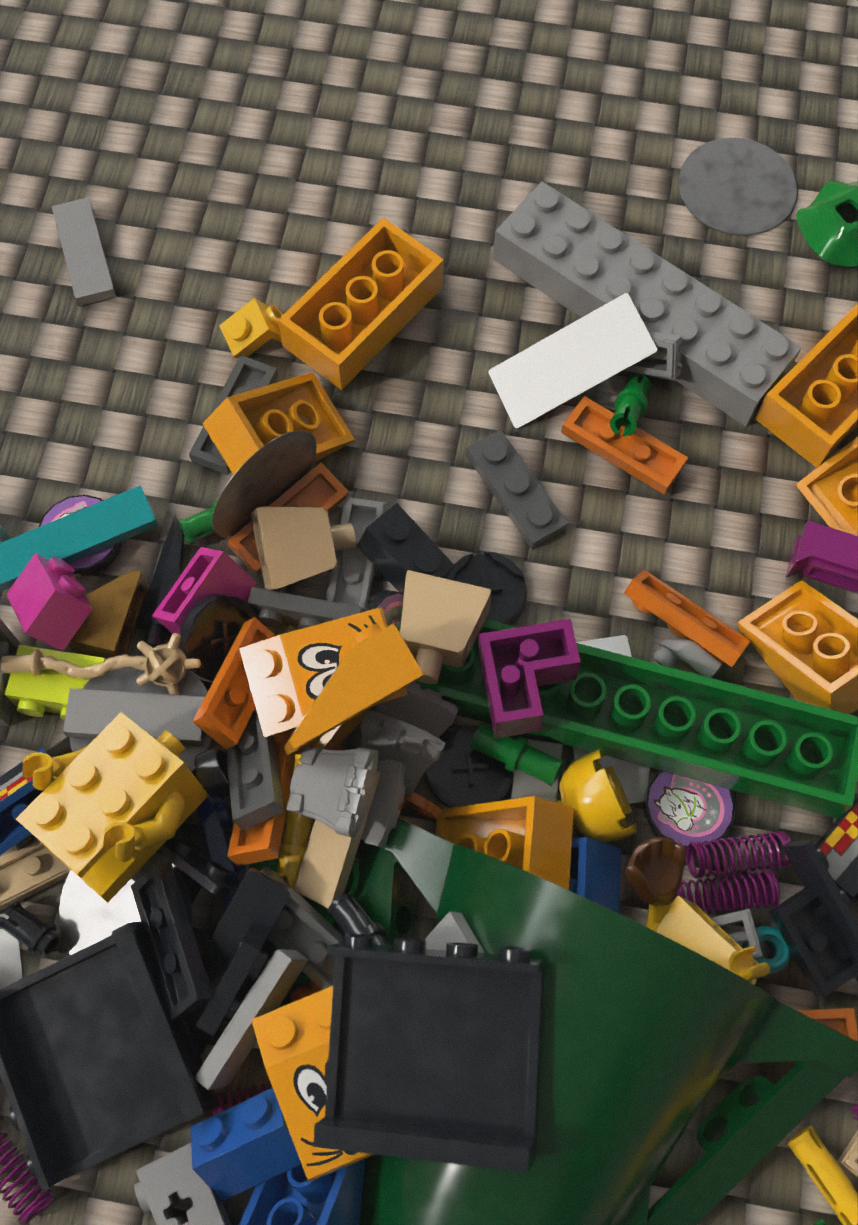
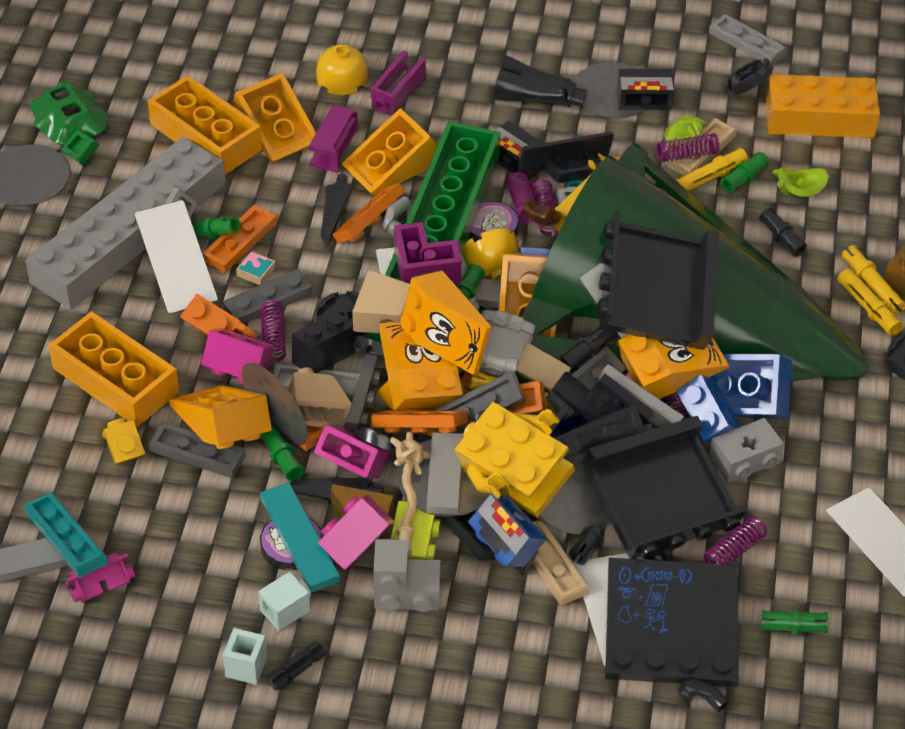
camera: 90 degrees left, 20 degrees down
(36, 308) = (114, 575): none -> dark pink hinge
(96, 276) = (65, 534): none -> teal tile
(386, 447) = (230, 351): none -> dark pink brick
(406, 490) = (280, 315): none -> magenta piece
(455, 427) = (207, 316): none -> orange hinge
(571, 471) = (256, 268): none -> tile
(714, 573) = (335, 202): none -> black bar
(789, 237) = (80, 147): none -> green tile

